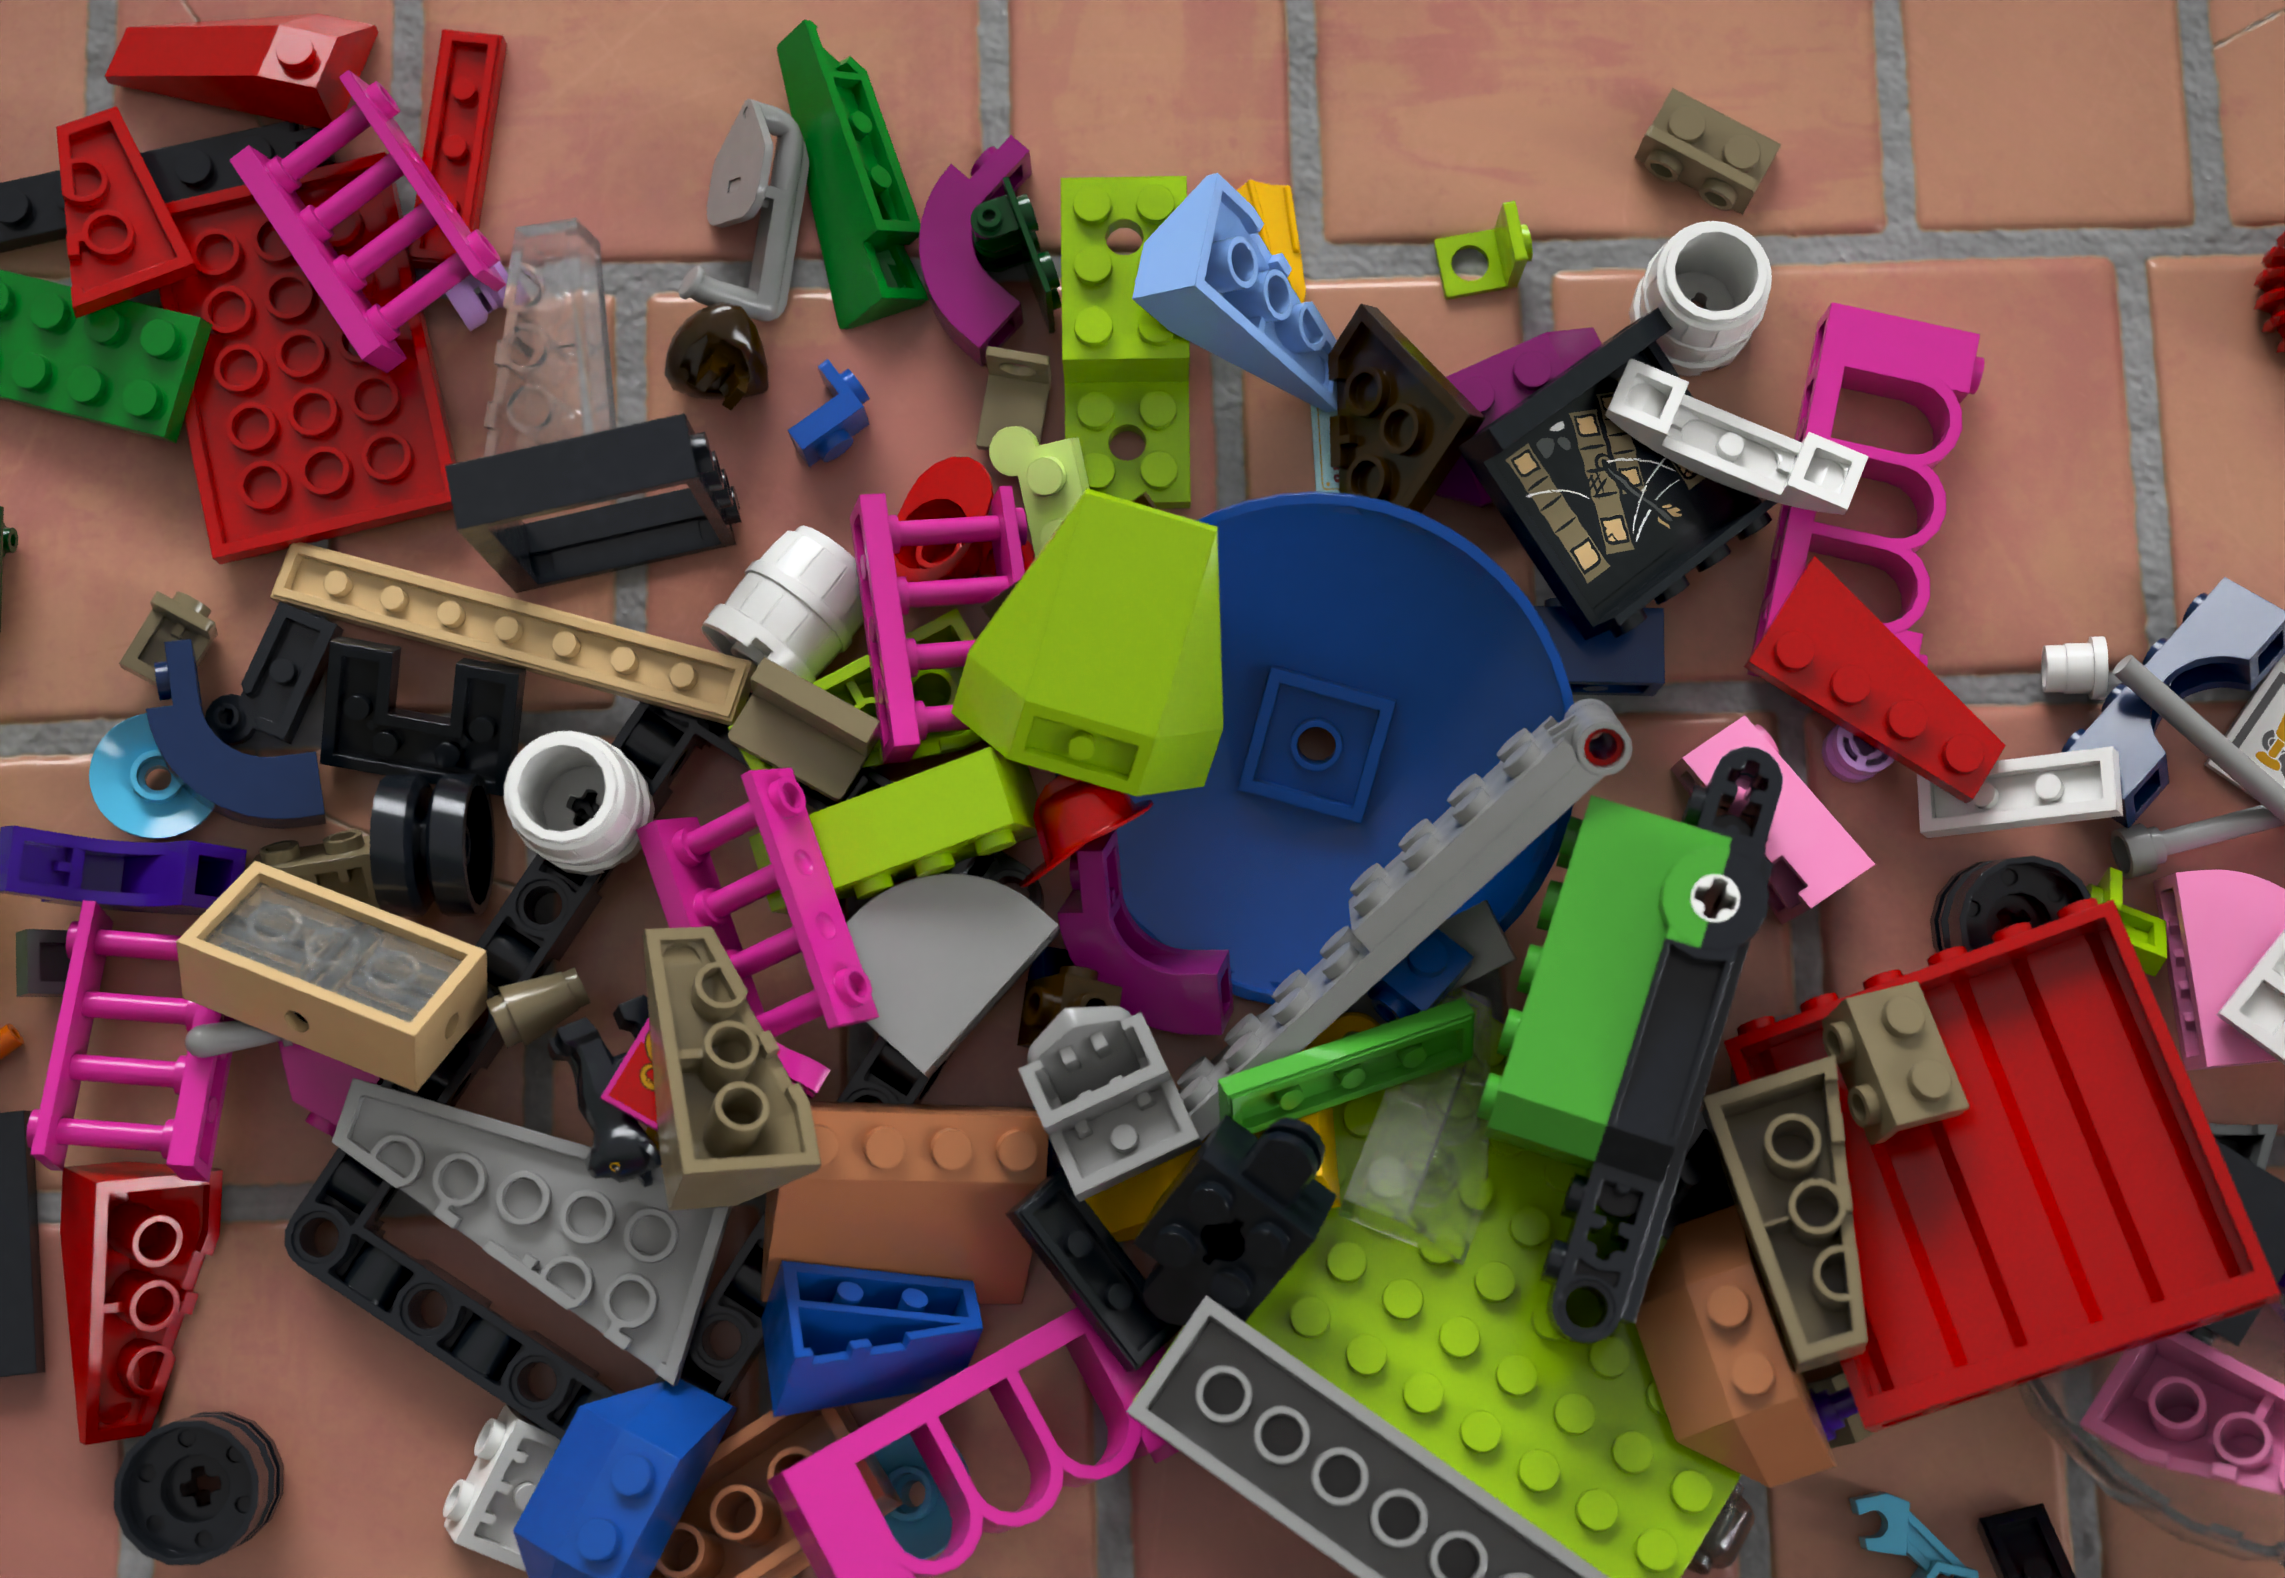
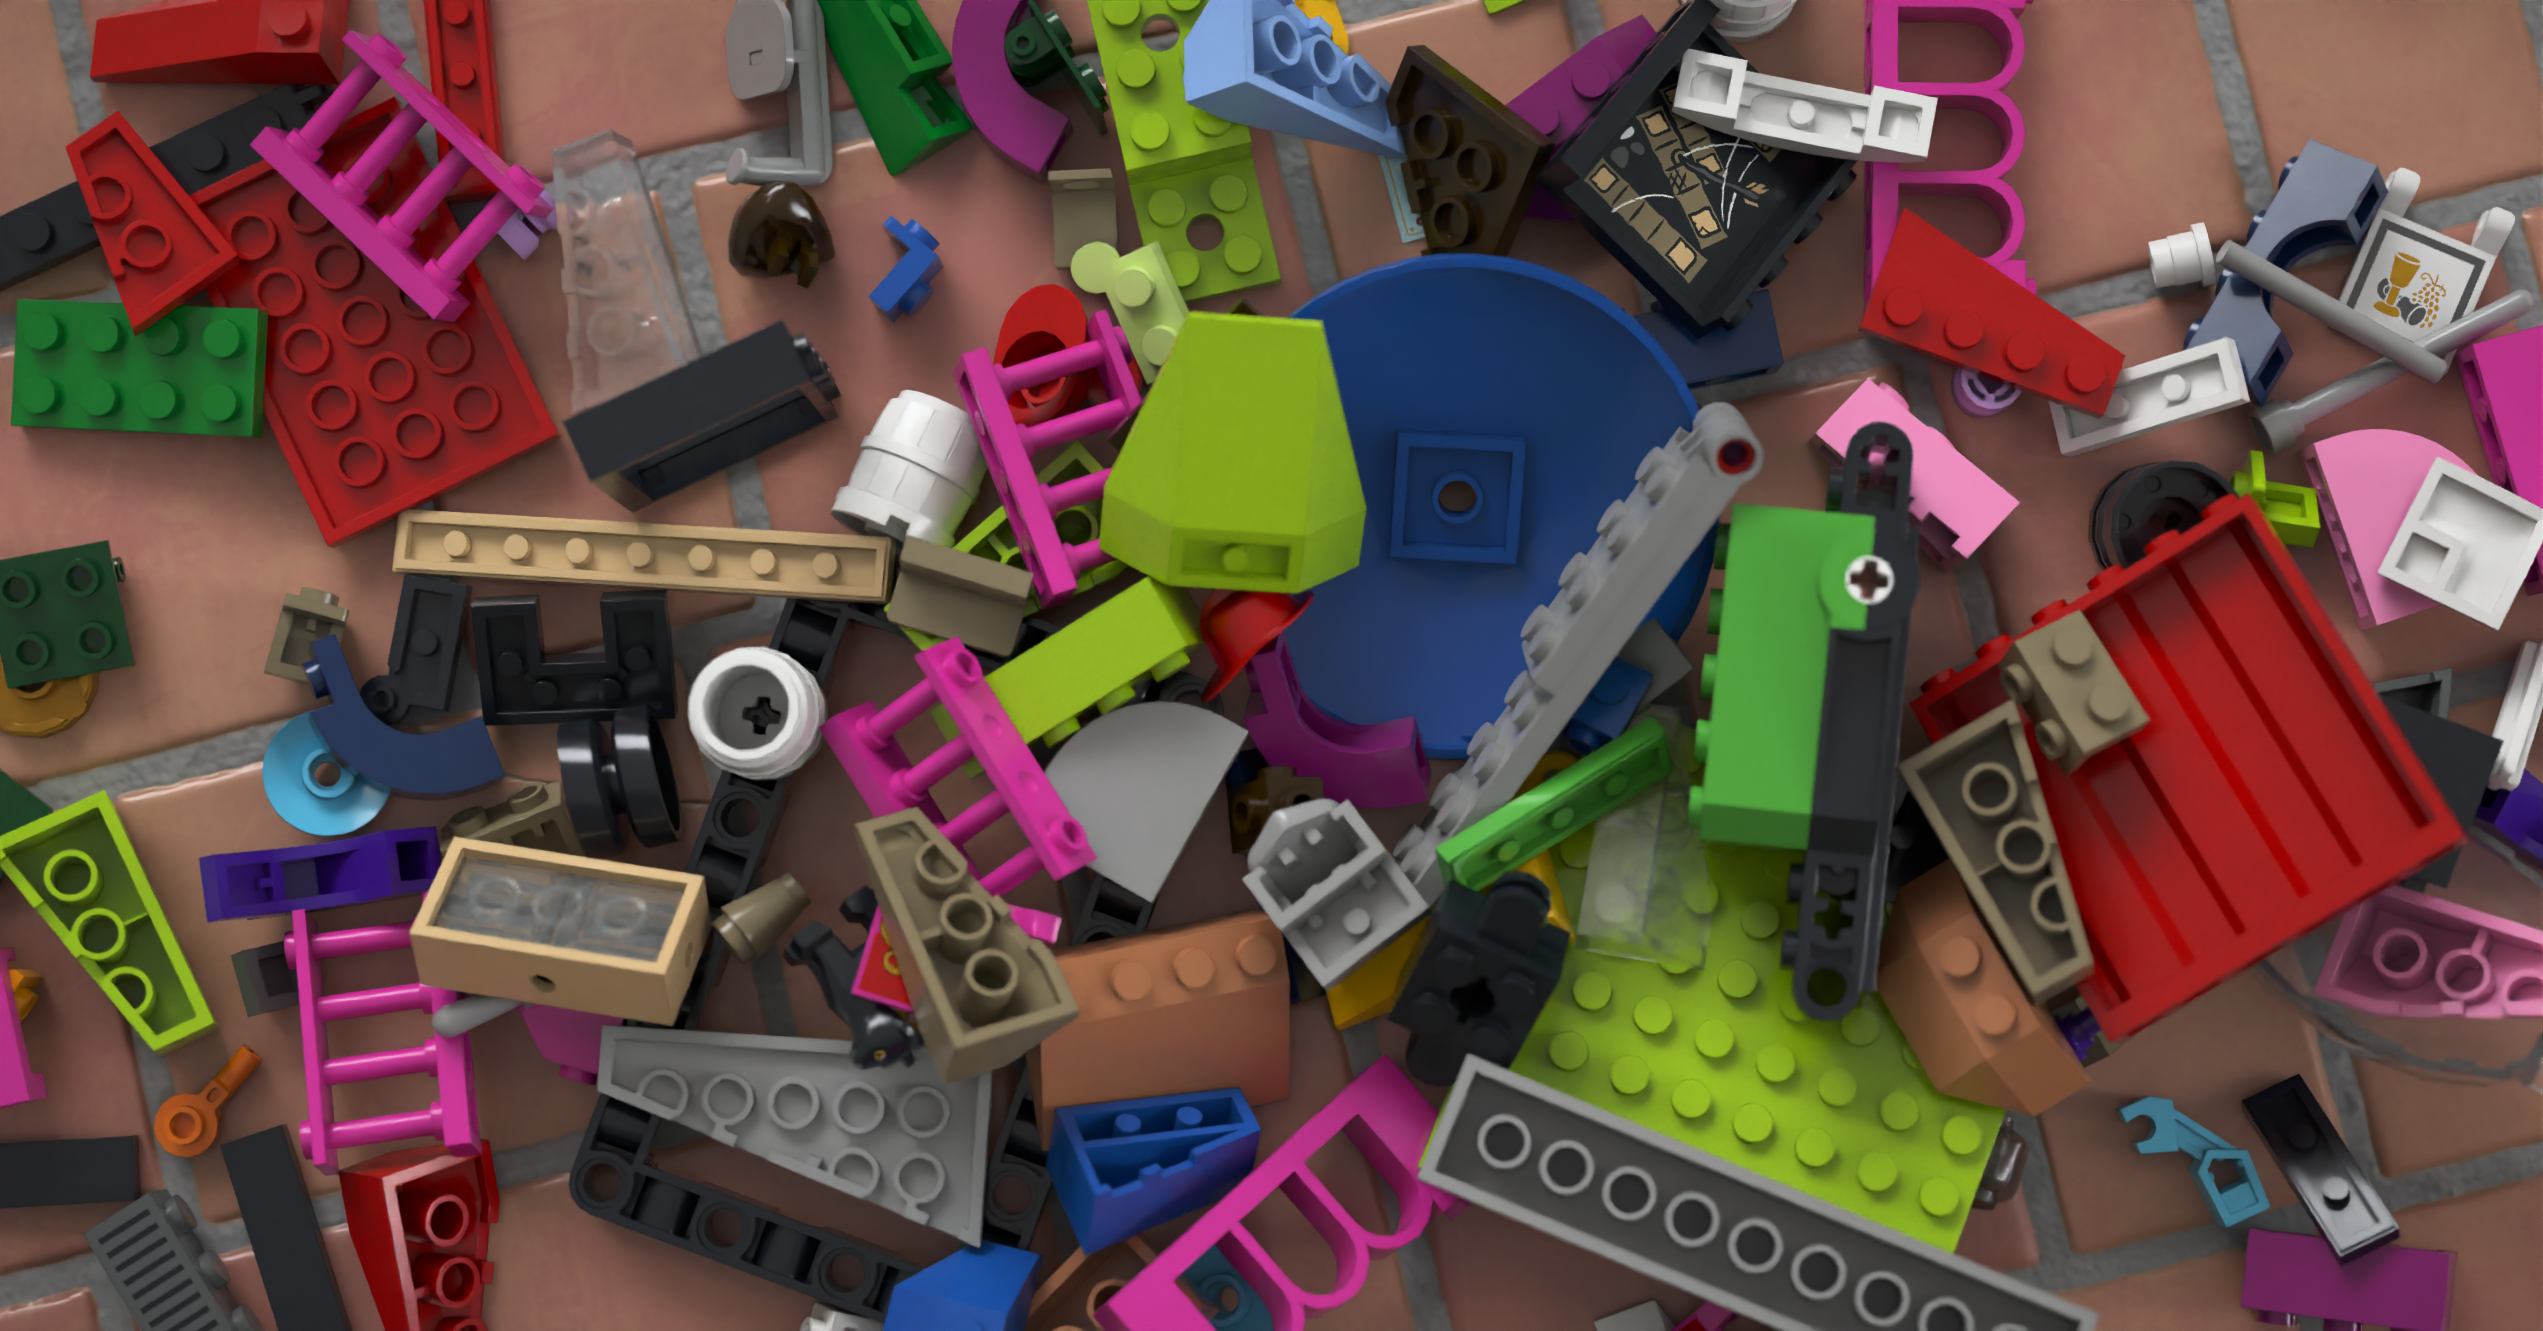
camera: 10 degrees left, 5 degrees up
(1091, 1270) = (1351, 1052): black tile -> none

